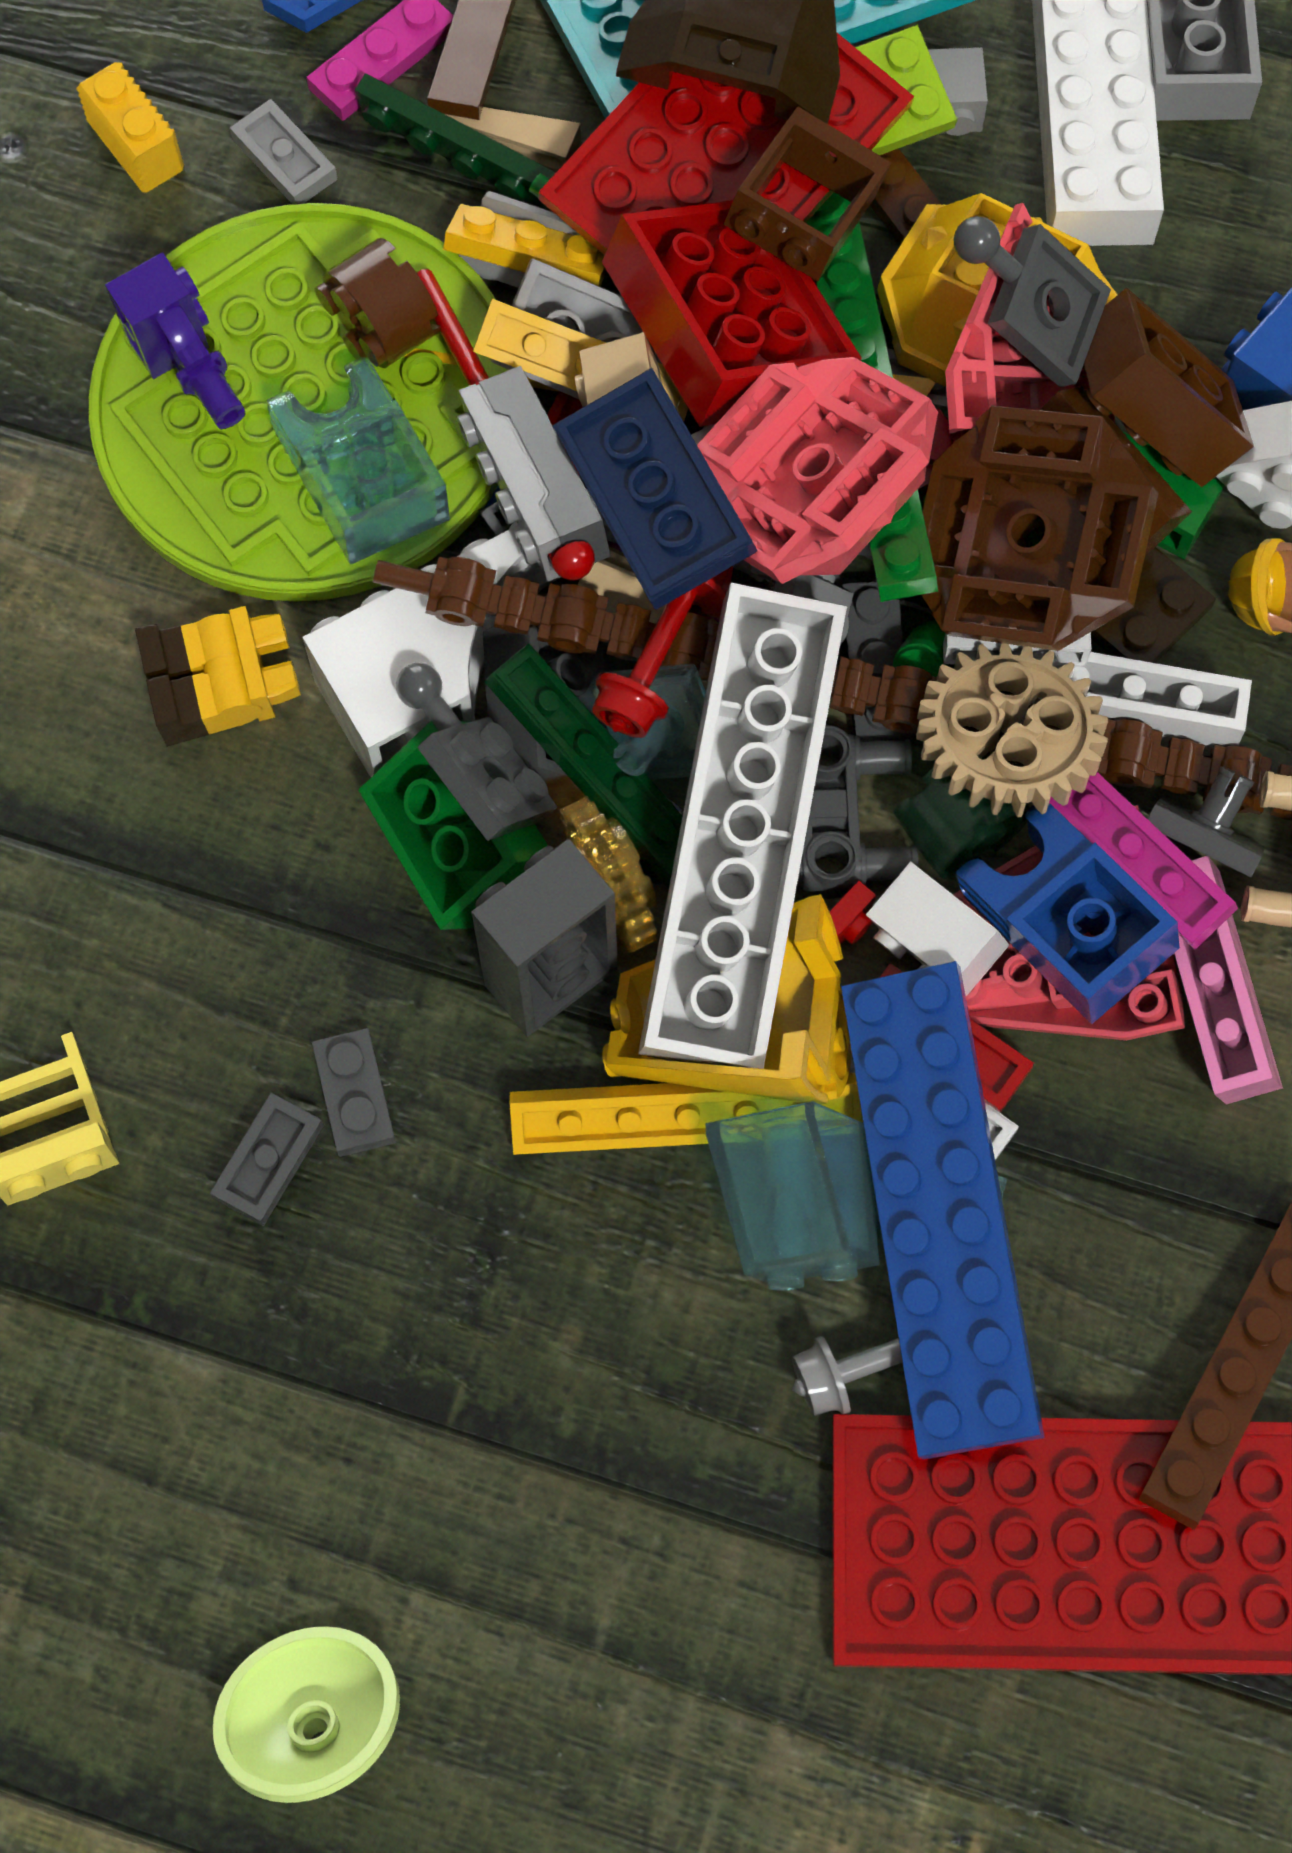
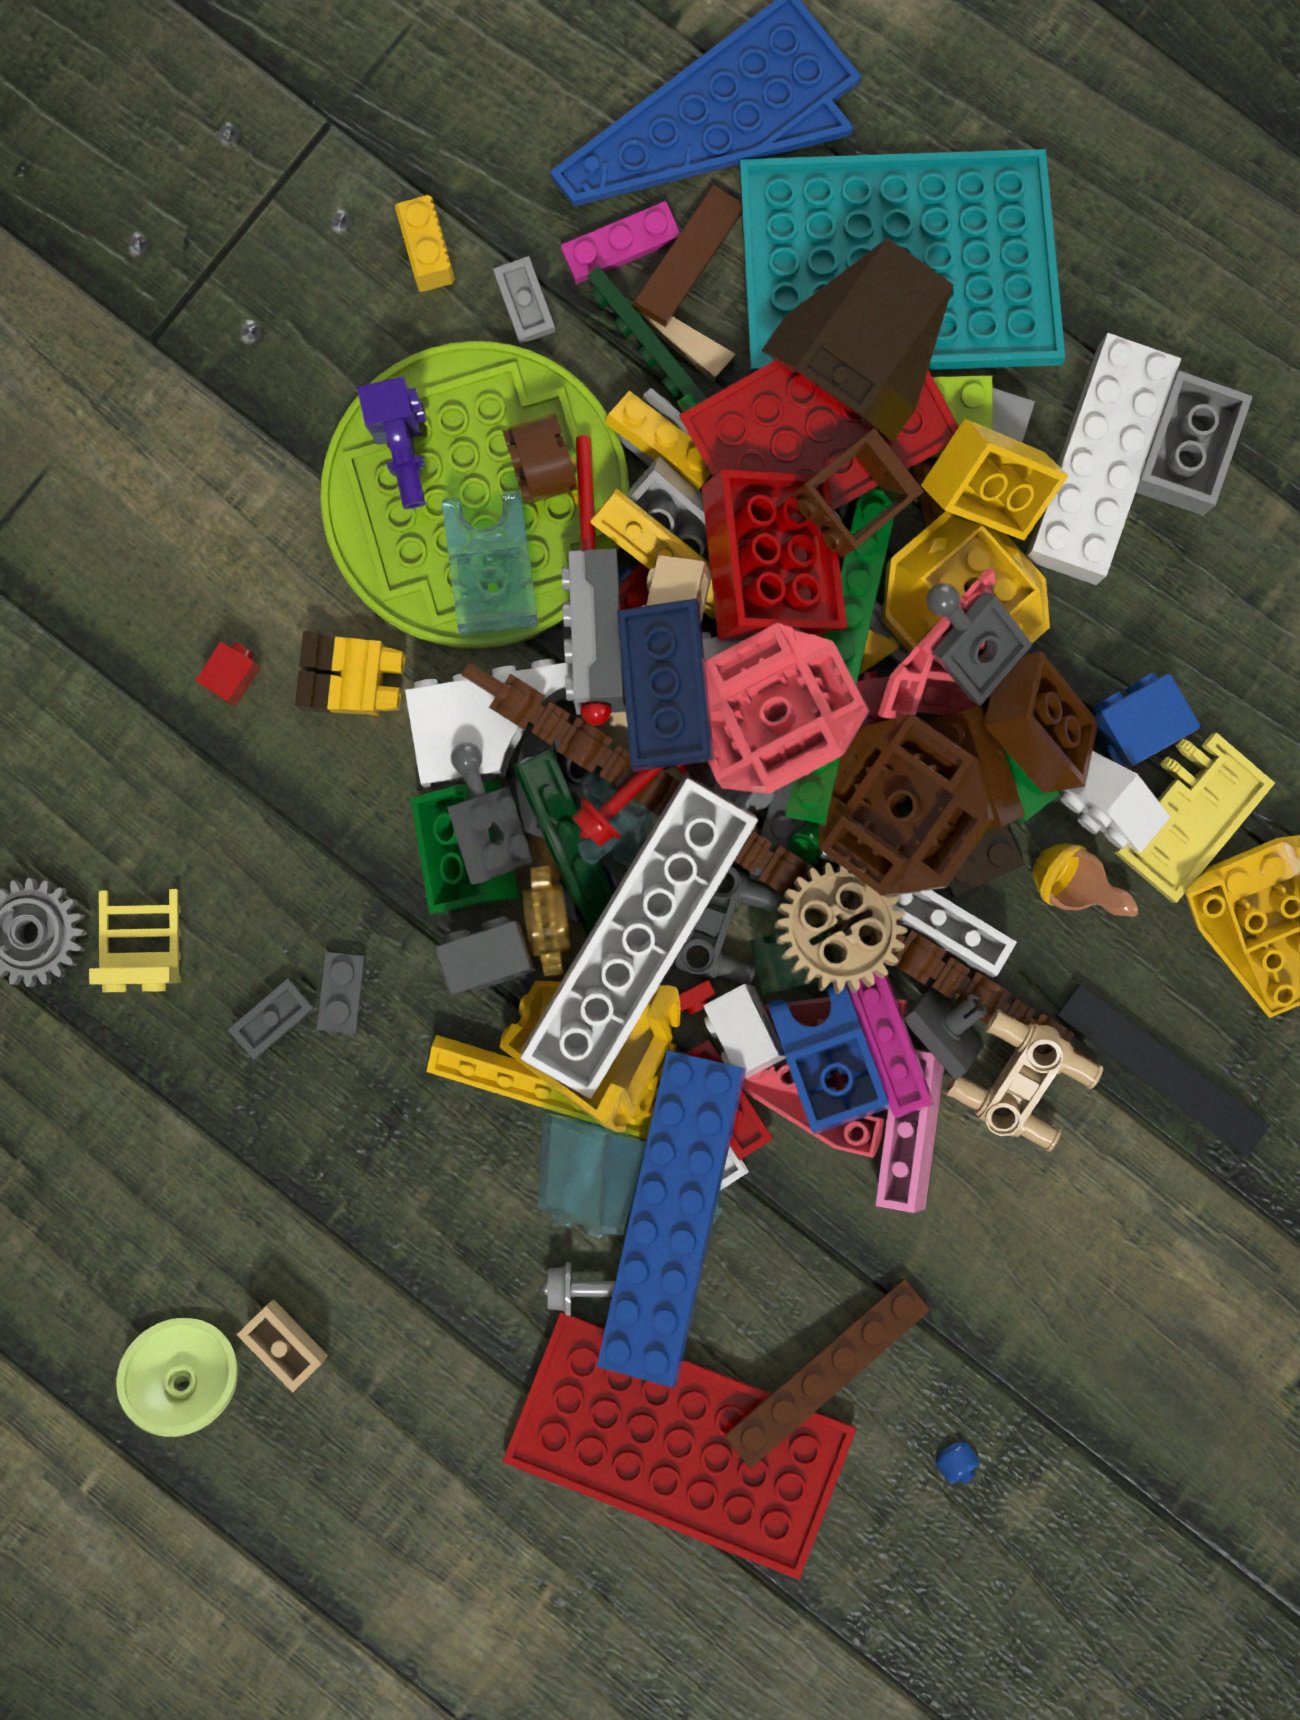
camera: 15 degrees right, 15 degrees up
(49, 725) = (229, 672): none -> red brick
(447, 1608) = (282, 1345): none -> tan brick
(973, 135) = (994, 480): none -> yellow brick

